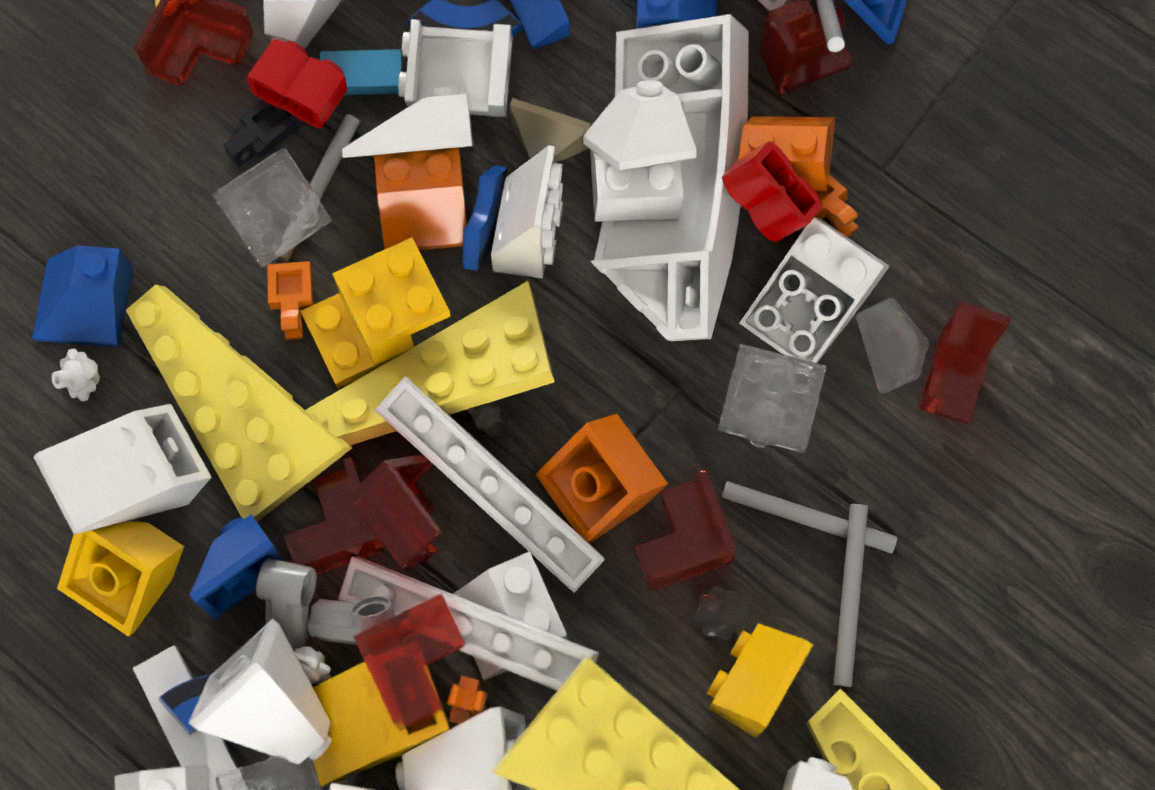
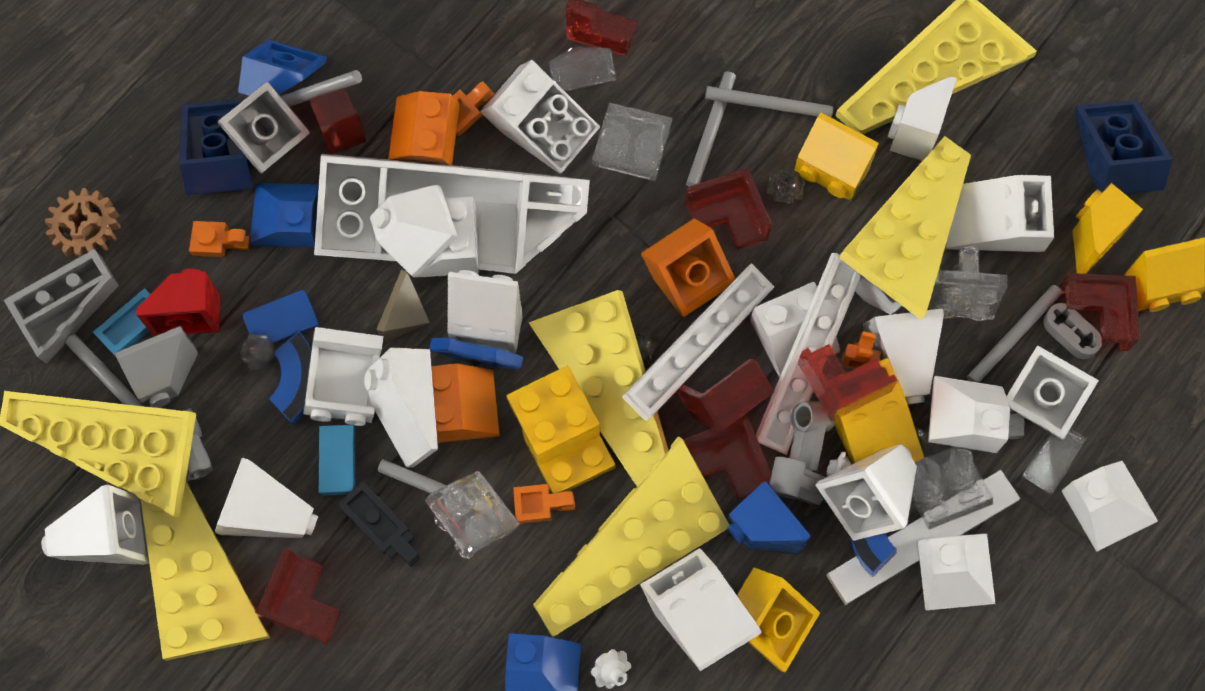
camera: 90 degrees left, 0 degrees up
(297, 82) = (357, 498): red brick -> none
(771, 192) = (471, 133): red brick -> none

